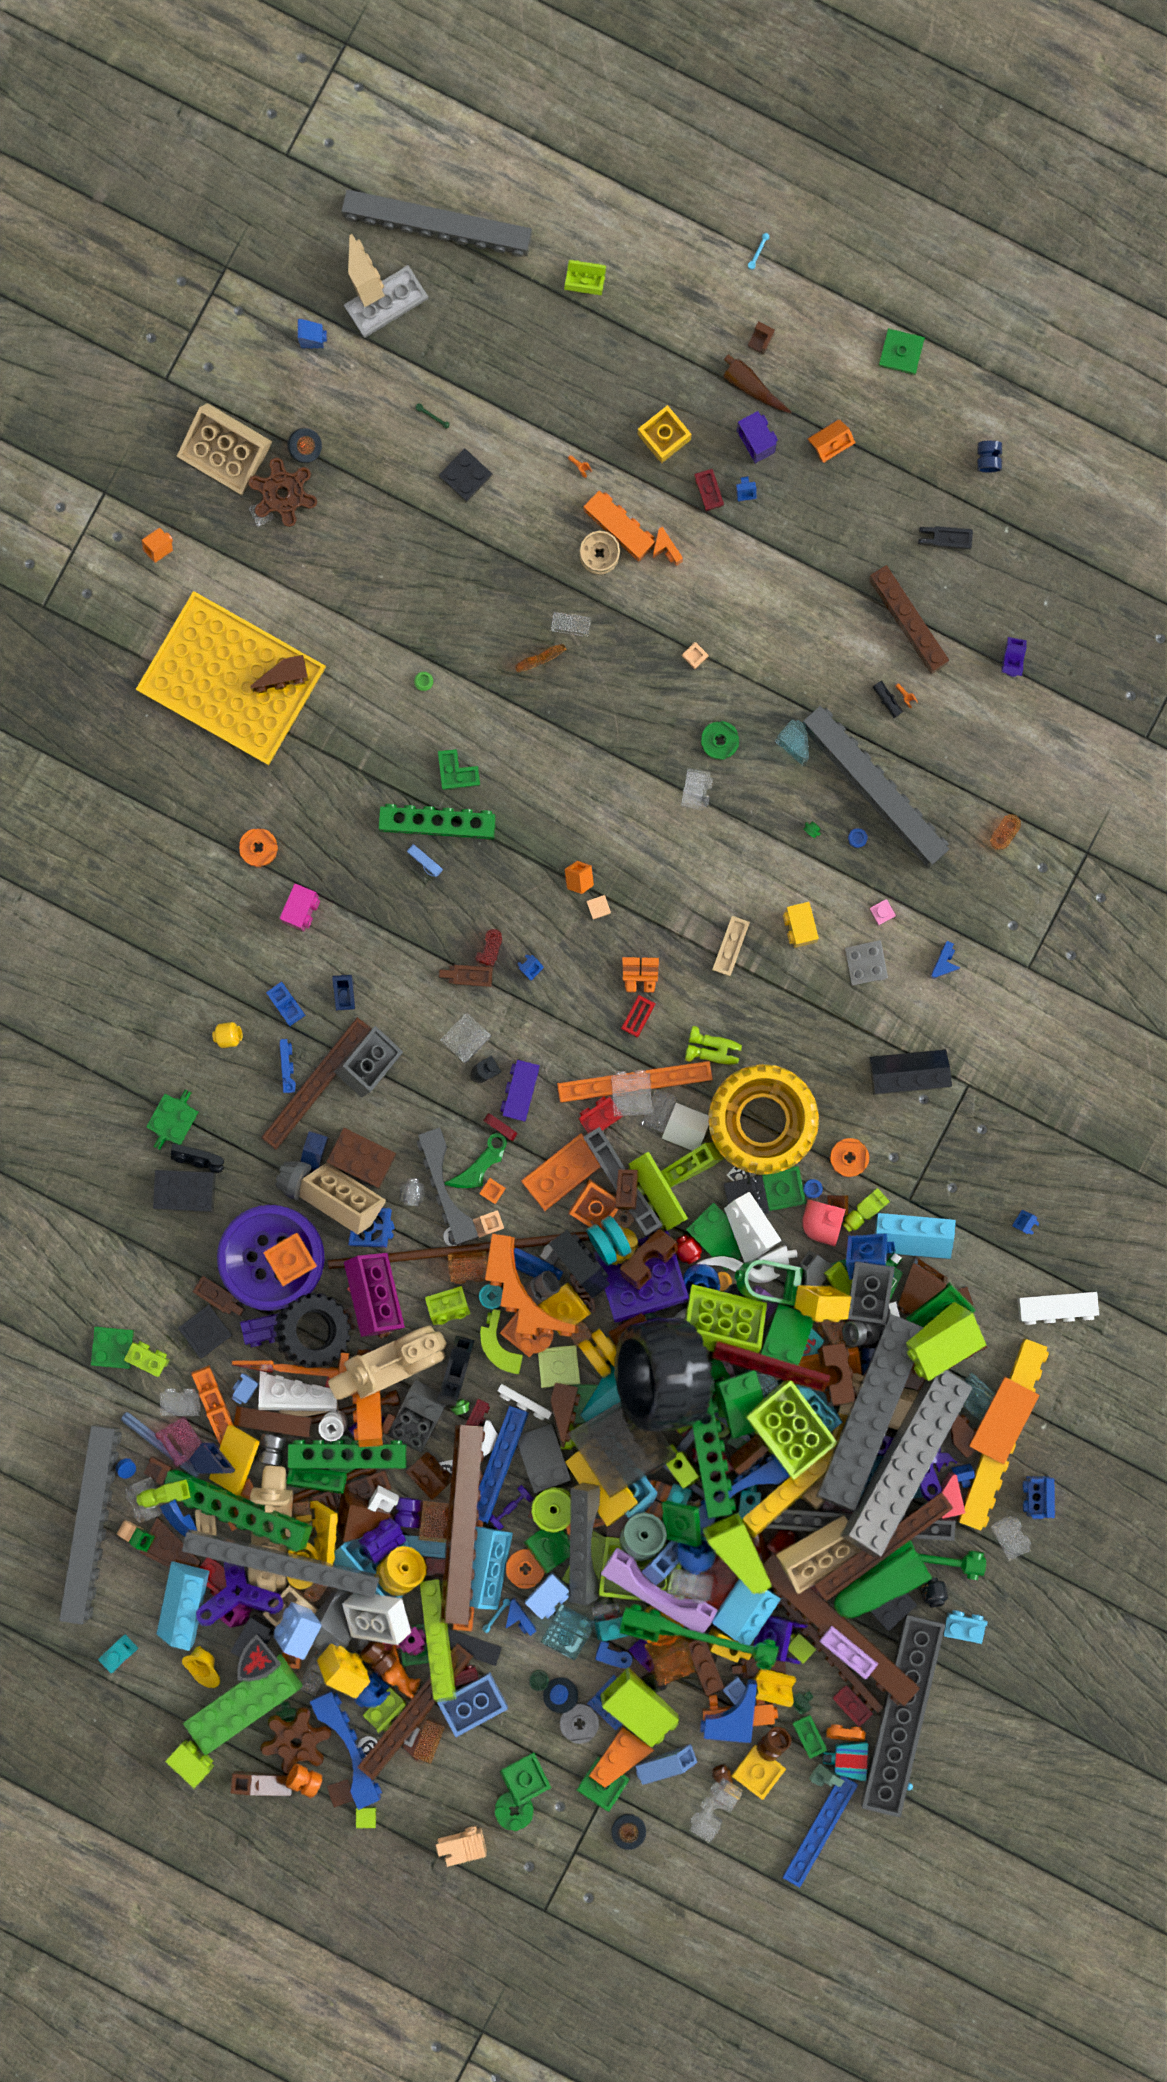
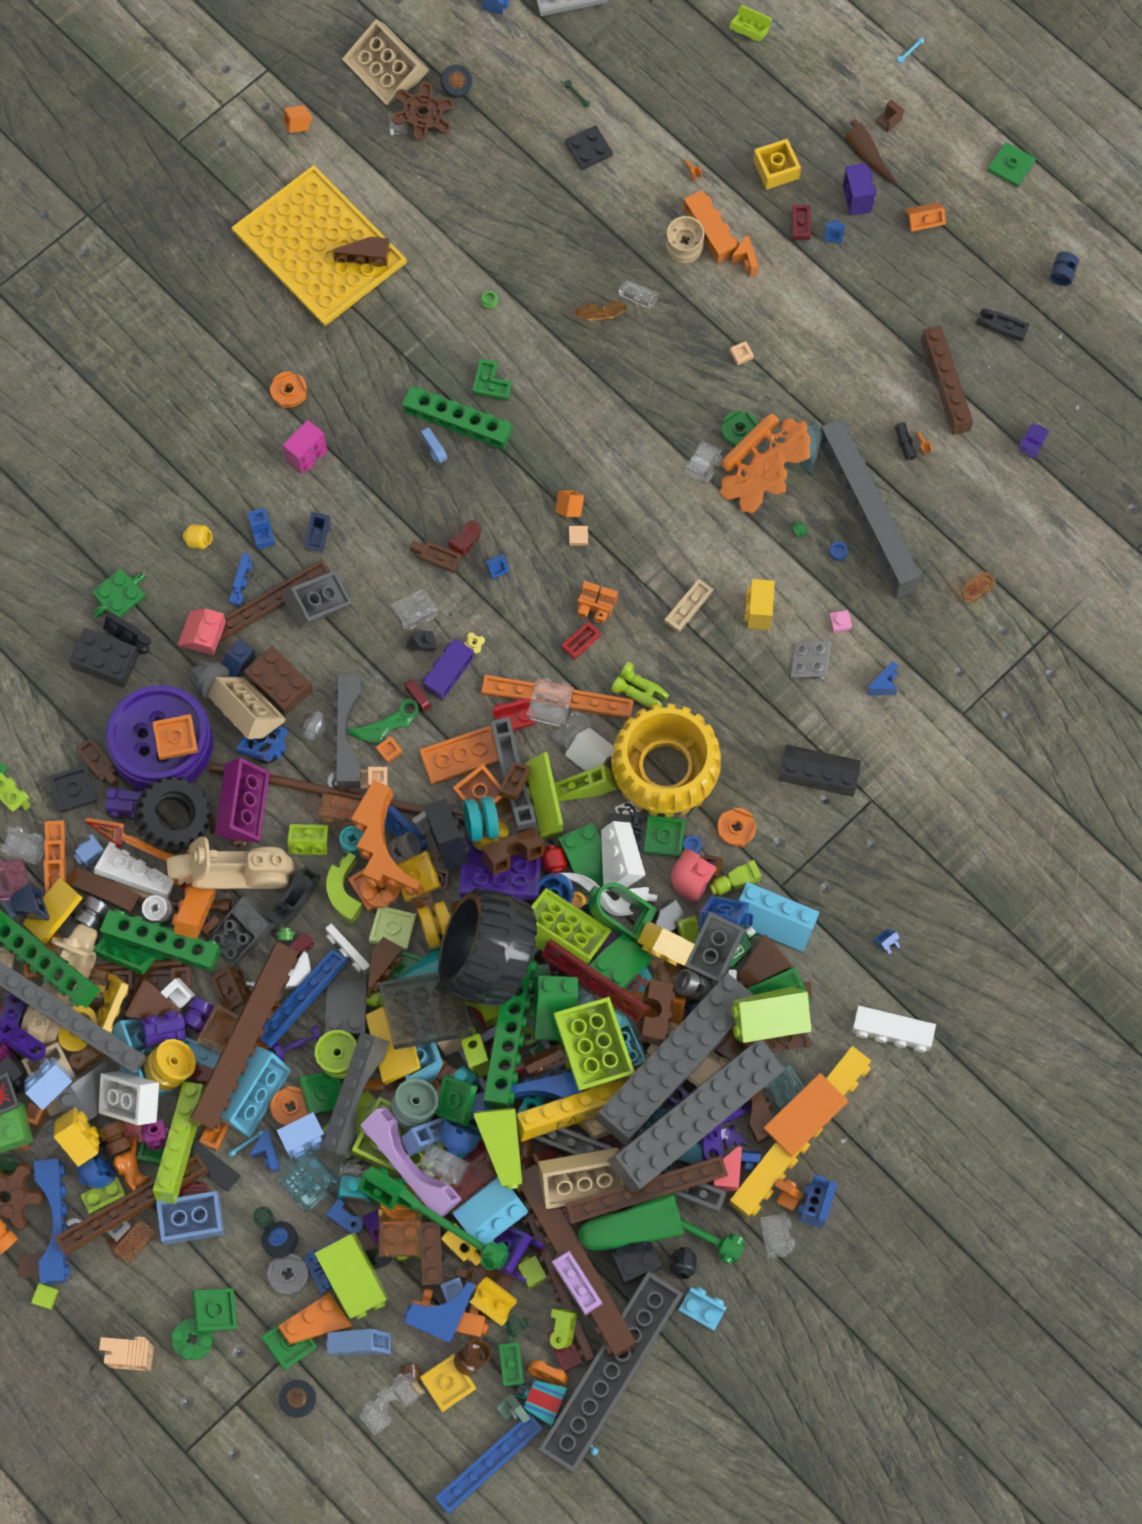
camera: 15 degrees right, 15 degrees down
(269, 1133) = (202, 631): none -> coral slope
(534, 1049) = (473, 638): none -> light yellow plate
(760, 780) = (766, 468): none -> orange plant
(848, 1691) = (564, 1327): none -> lime leg
(1010, 1497) = (790, 1194): none -> orange bracket

